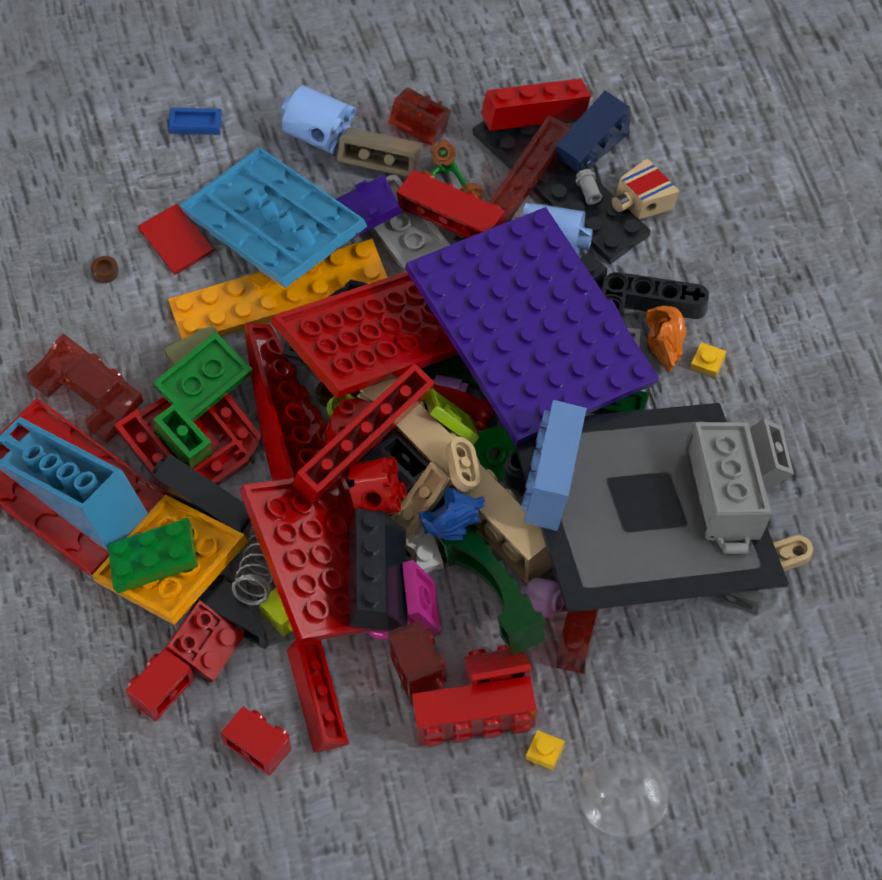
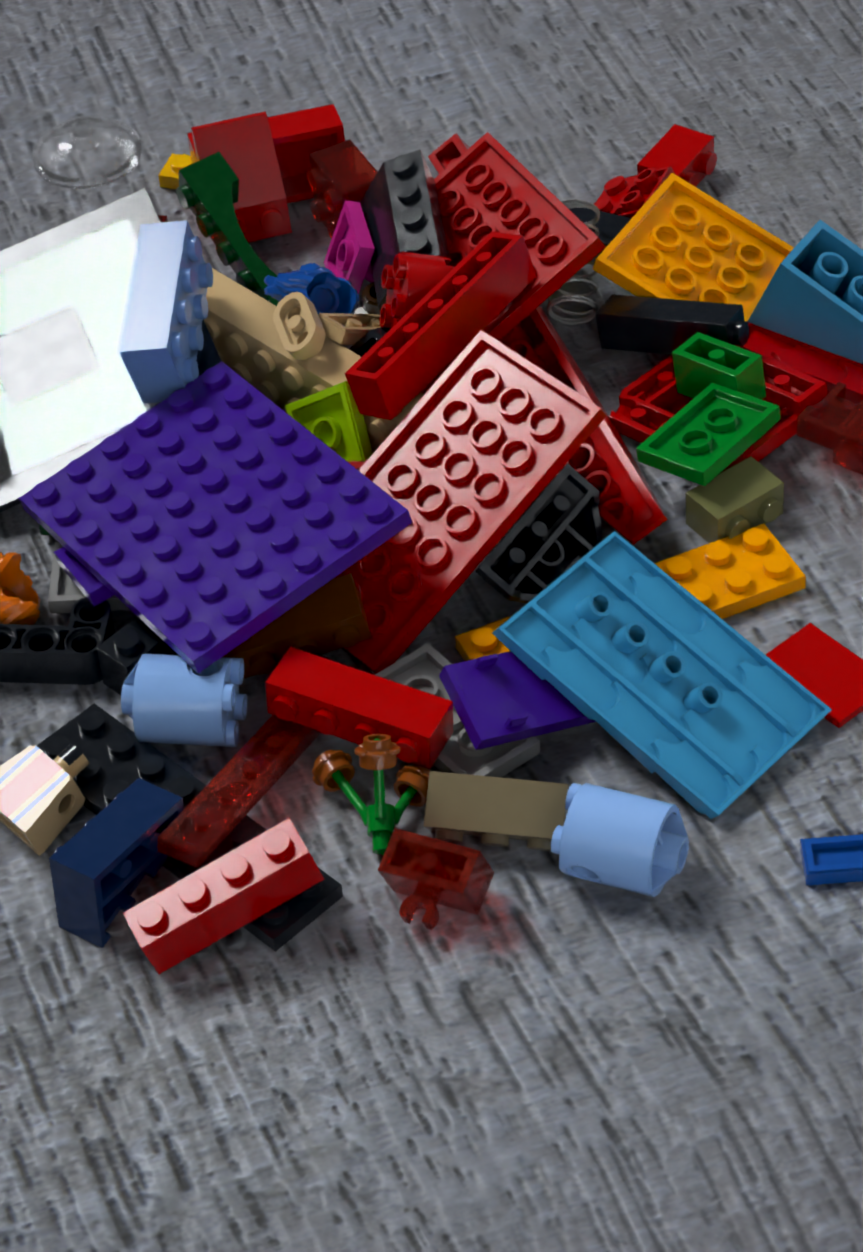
camera: 175 degrees right, 15 degrees down
(152, 555) = (718, 249): green plate -> none
(256, 740) = (540, 132): red brick -> none
(587, 182) = (123, 769): light grey pin -> none

